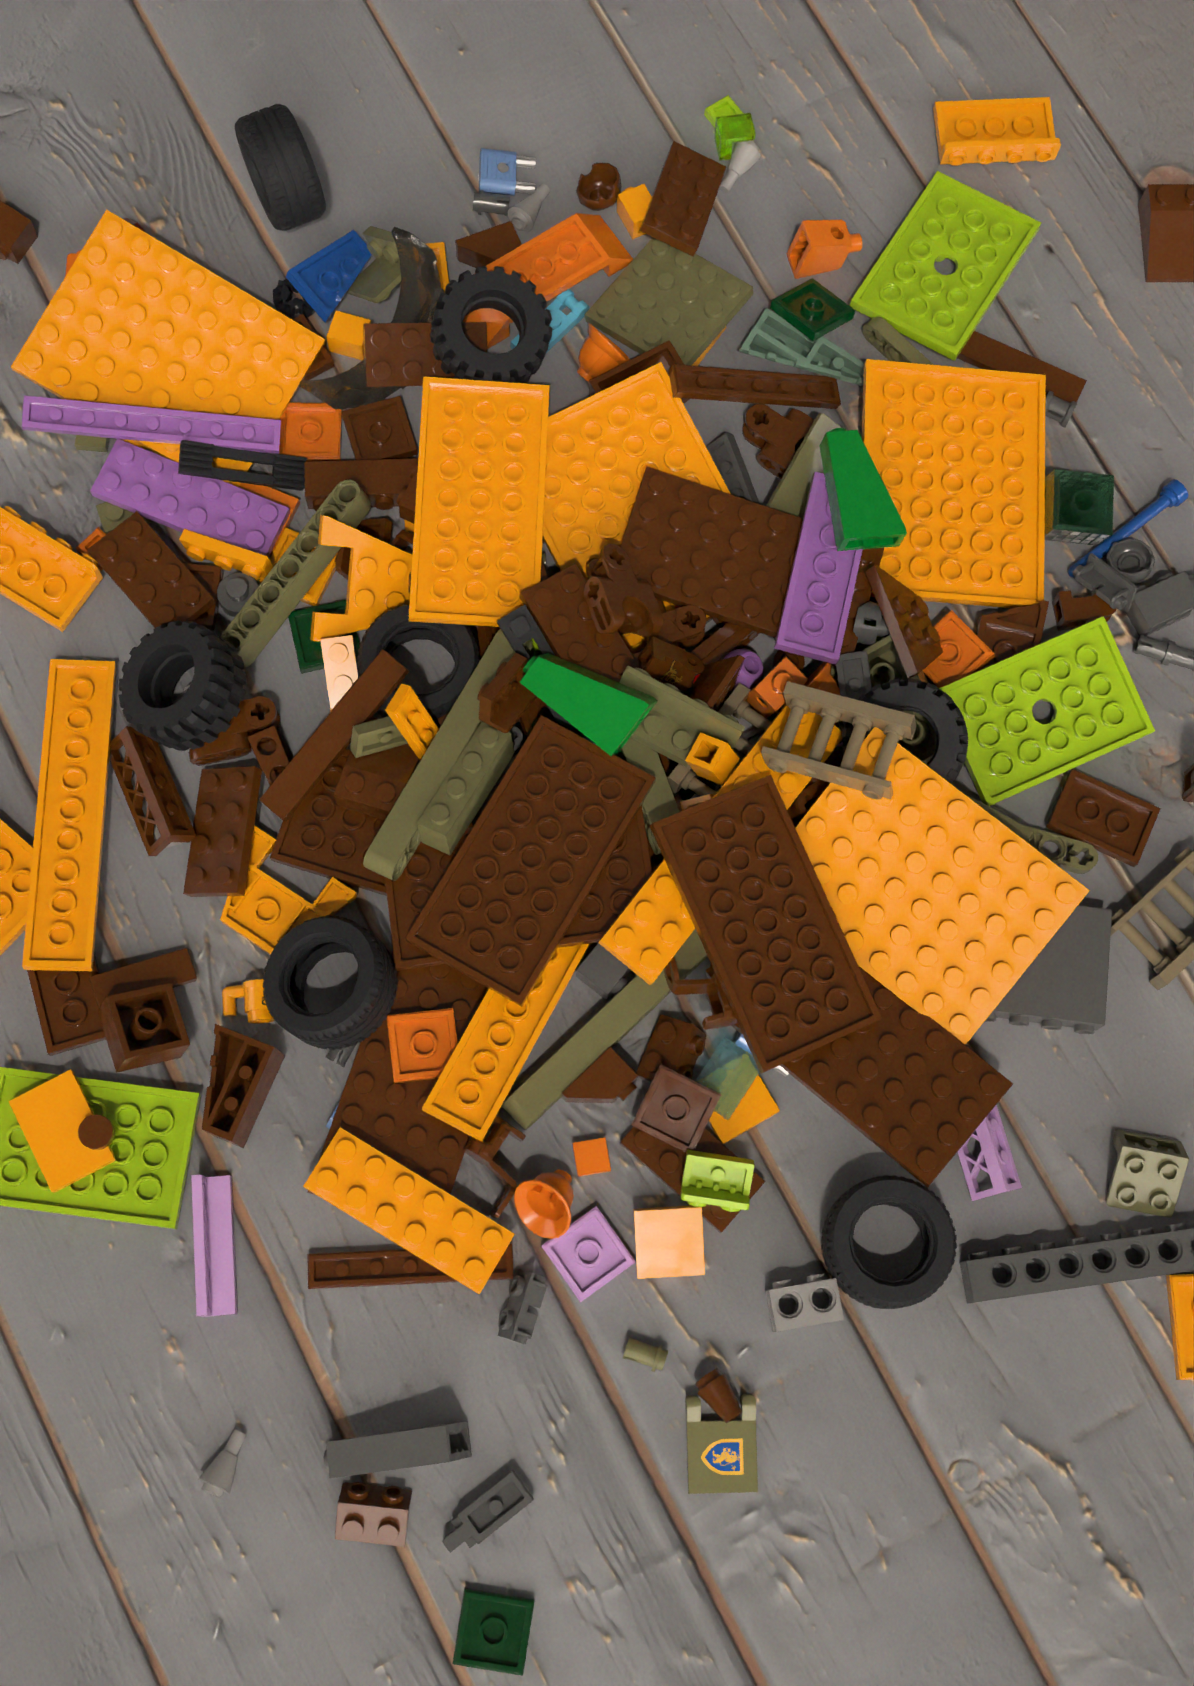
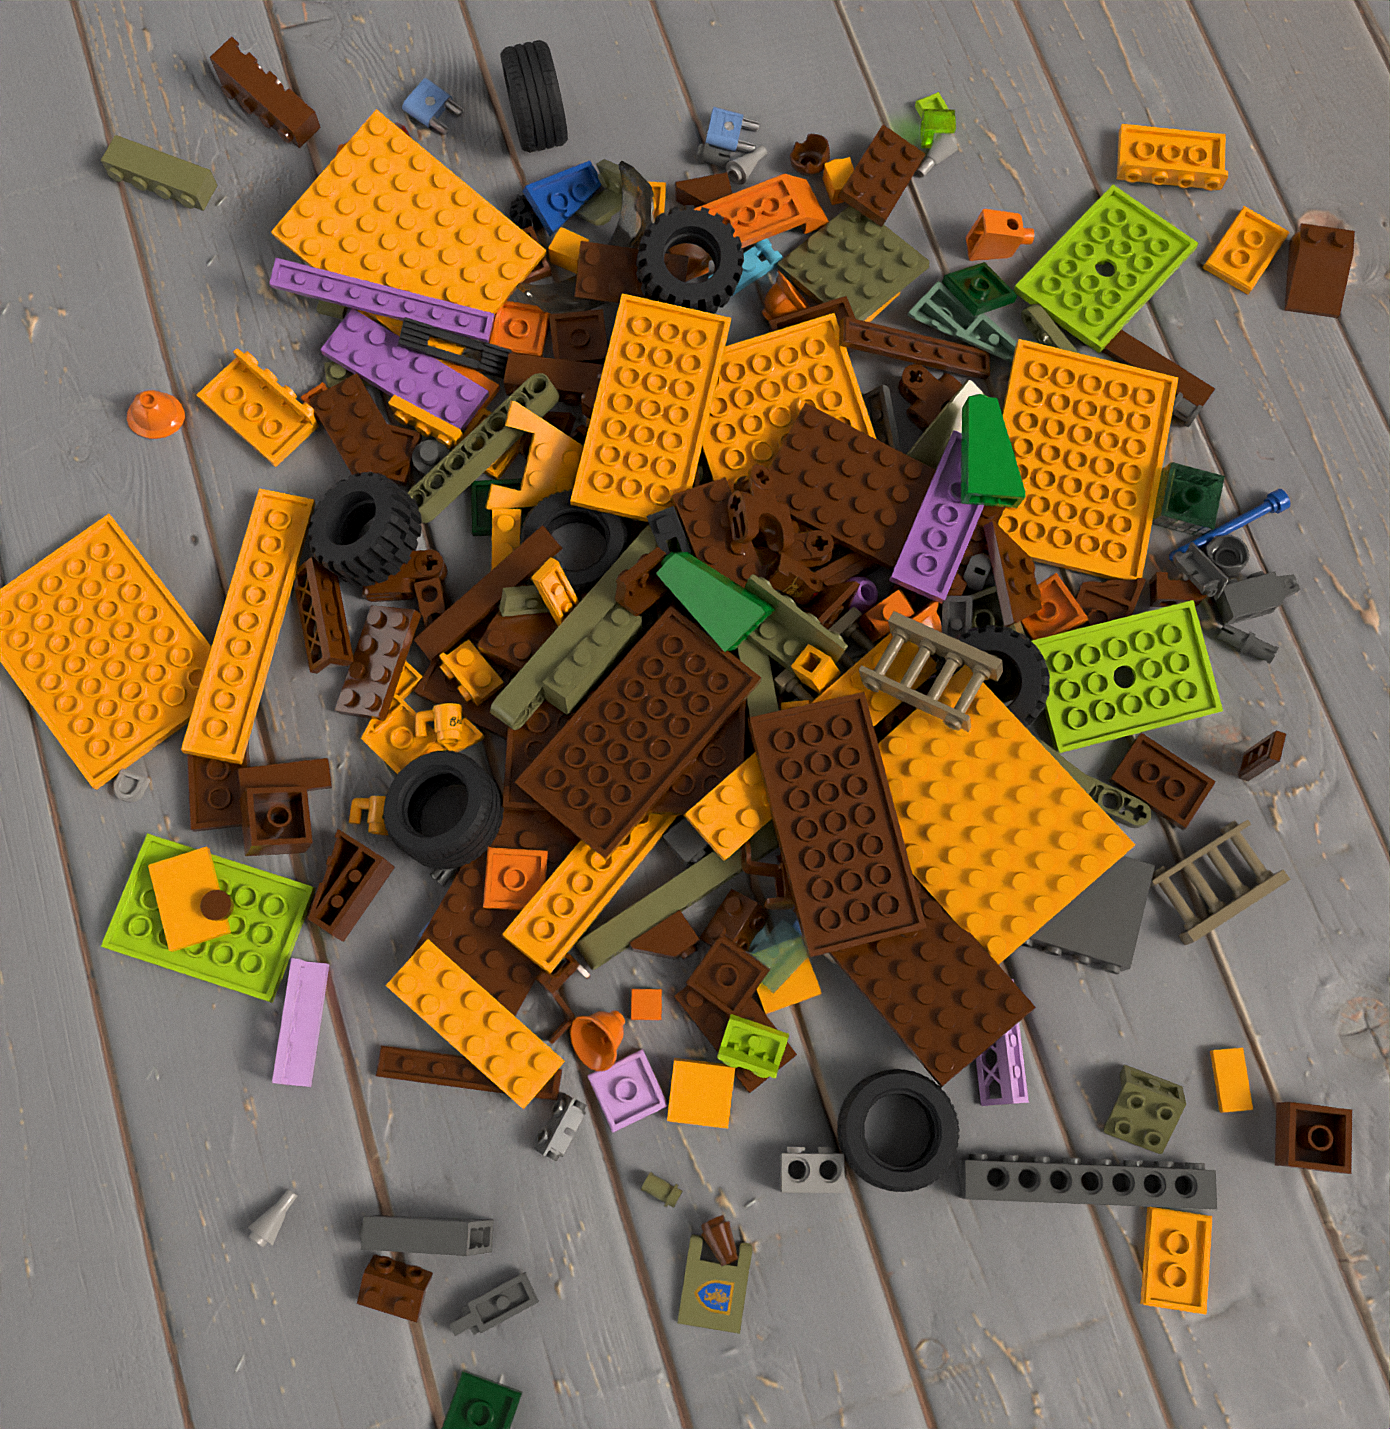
camera: 15 degrees right, 0 degrees up
(157, 191) = (428, 103): none -> medium blue piece
(314, 886) = (446, 720): none -> light orange piece
(331, 826) = (472, 672): none -> light orange bracket
(1093, 222) = (1246, 250): none -> light orange tile

